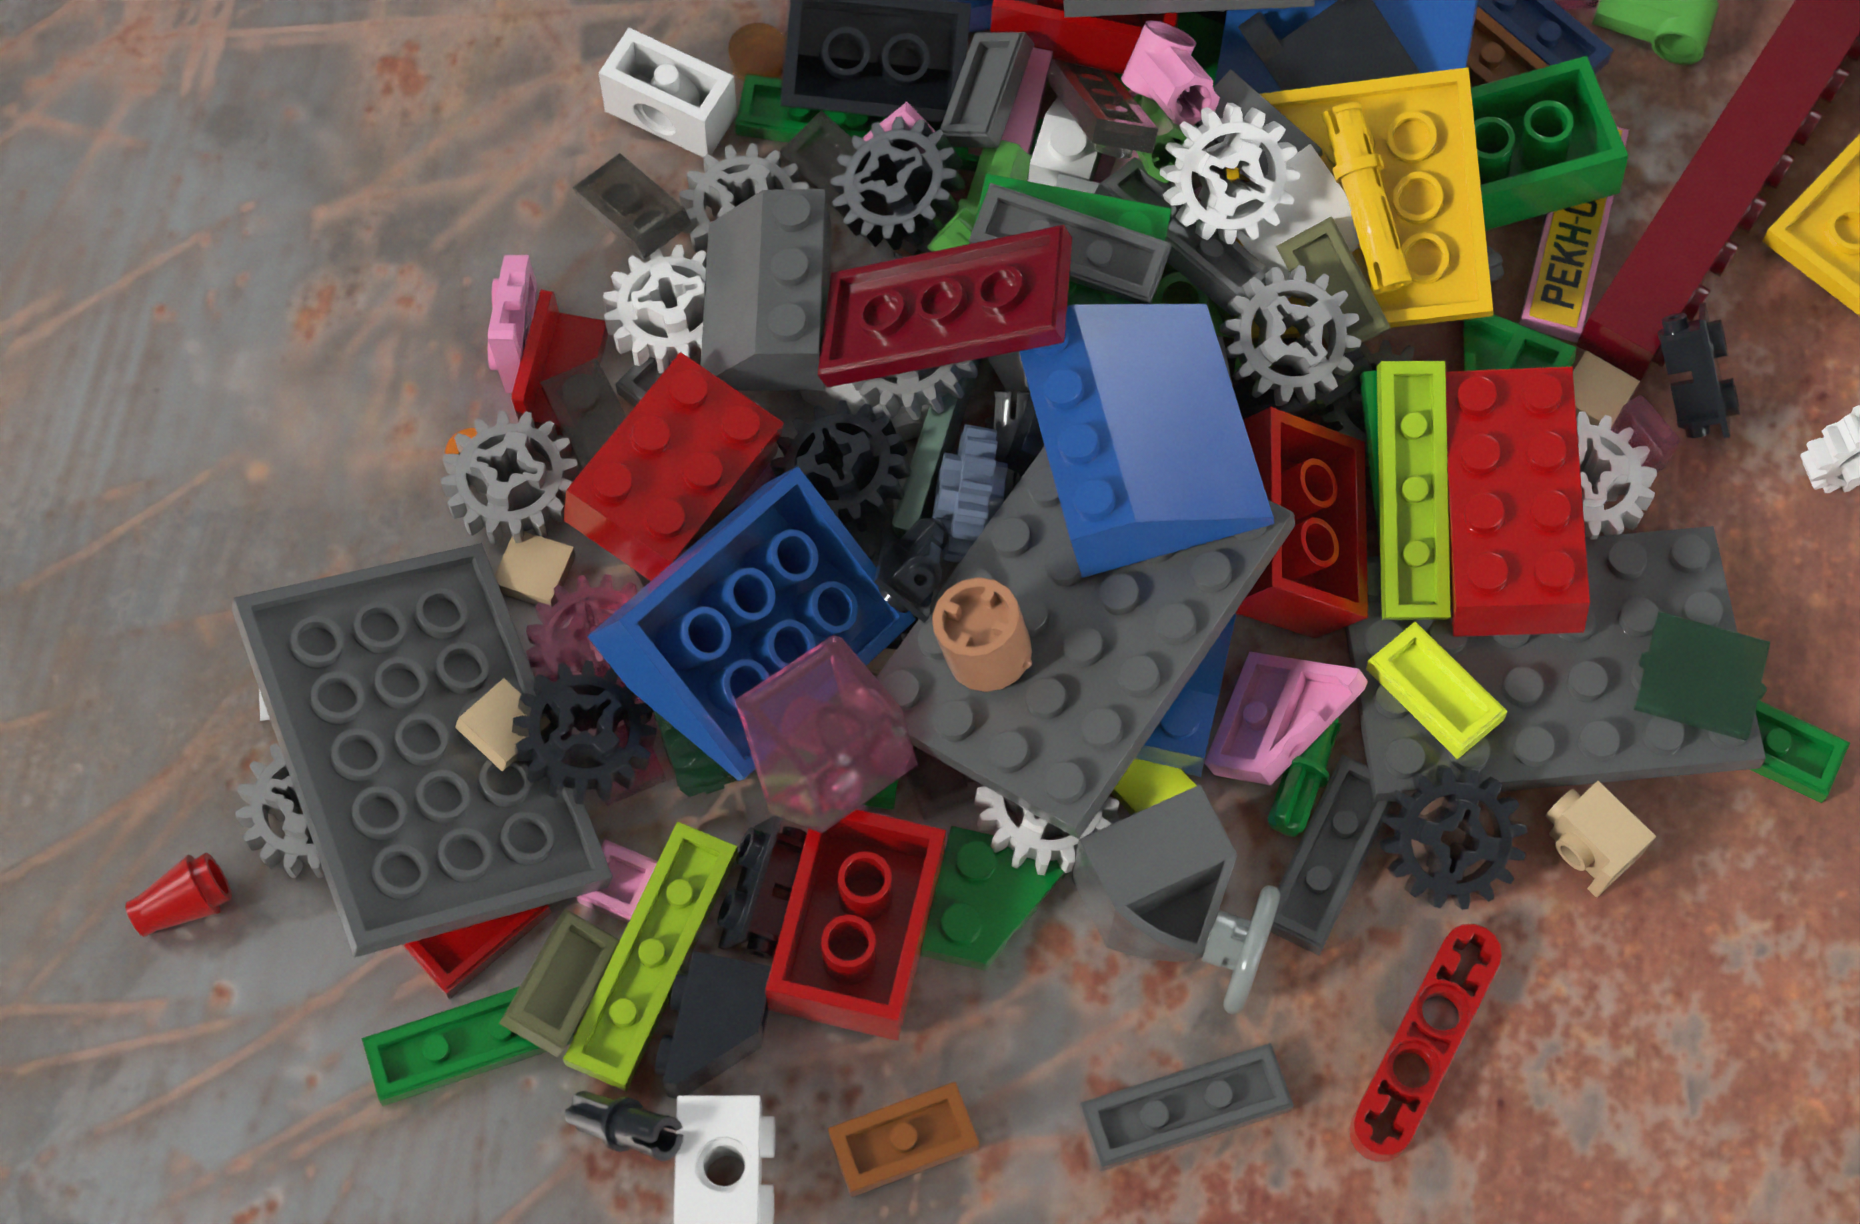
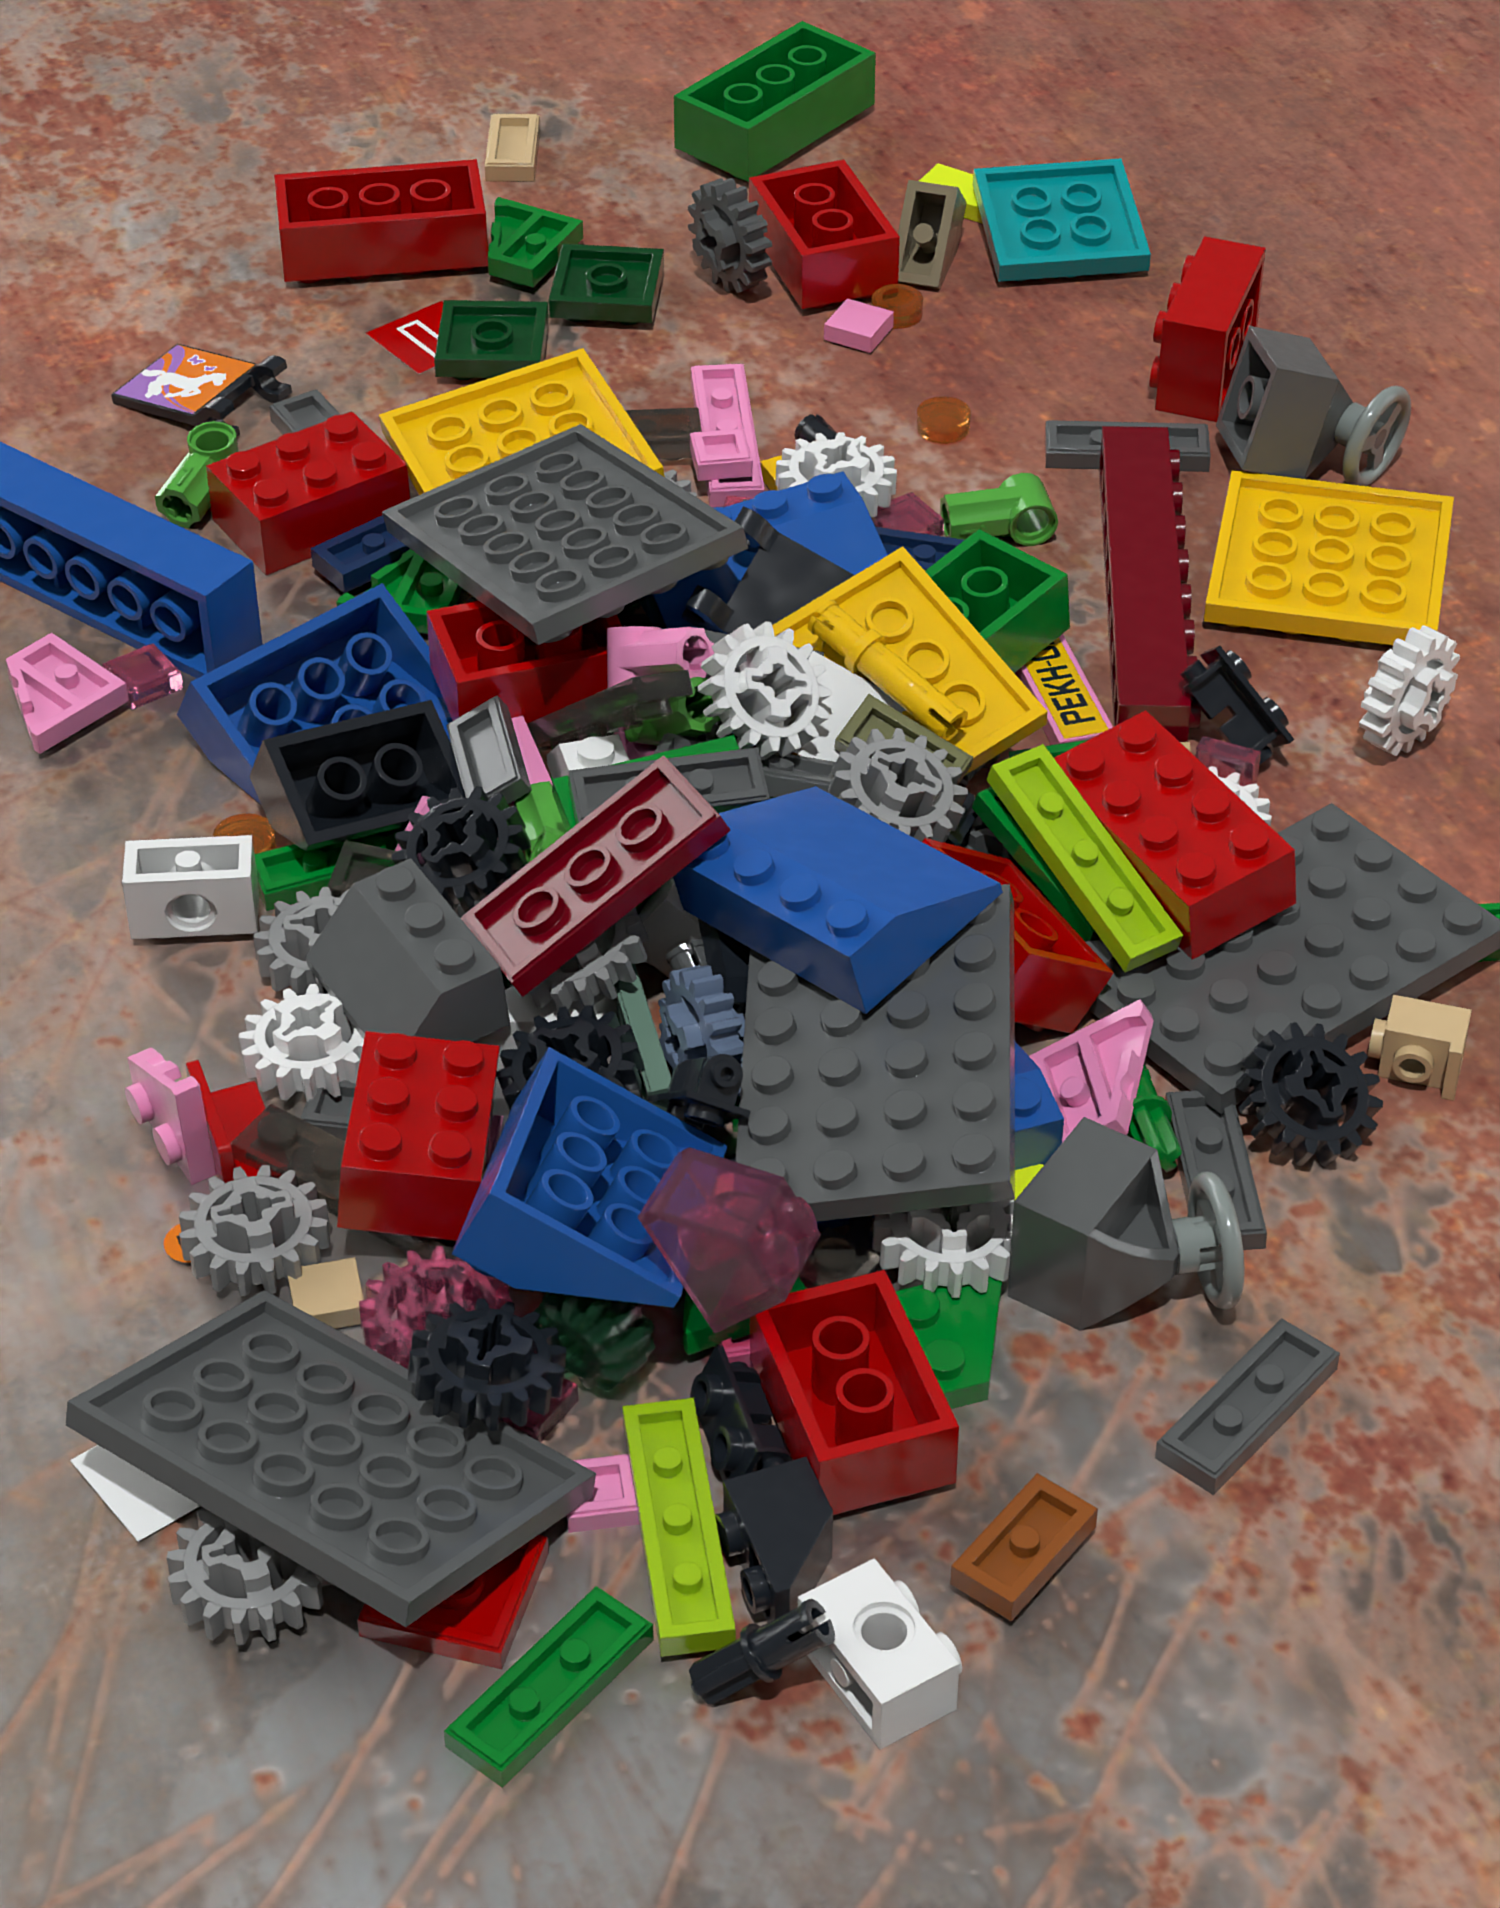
camera: 30 degrees left, 25 degrees down
(181, 895) = (169, 1705): red cone -> none
(490, 724) = (394, 1402): tan tile -> none
(560, 983) = (610, 1582): olive tile -> none
(632, 205) = (217, 982): clear smoke plate -> none
(982, 634) = (818, 1077): nougat piece -> none
(1431, 1044) = (1413, 1256): red beam -> none
(1436, 690) = (1212, 994): neon yellow tile -> none
(1702, 676) = (1413, 889): clear green piece -> none

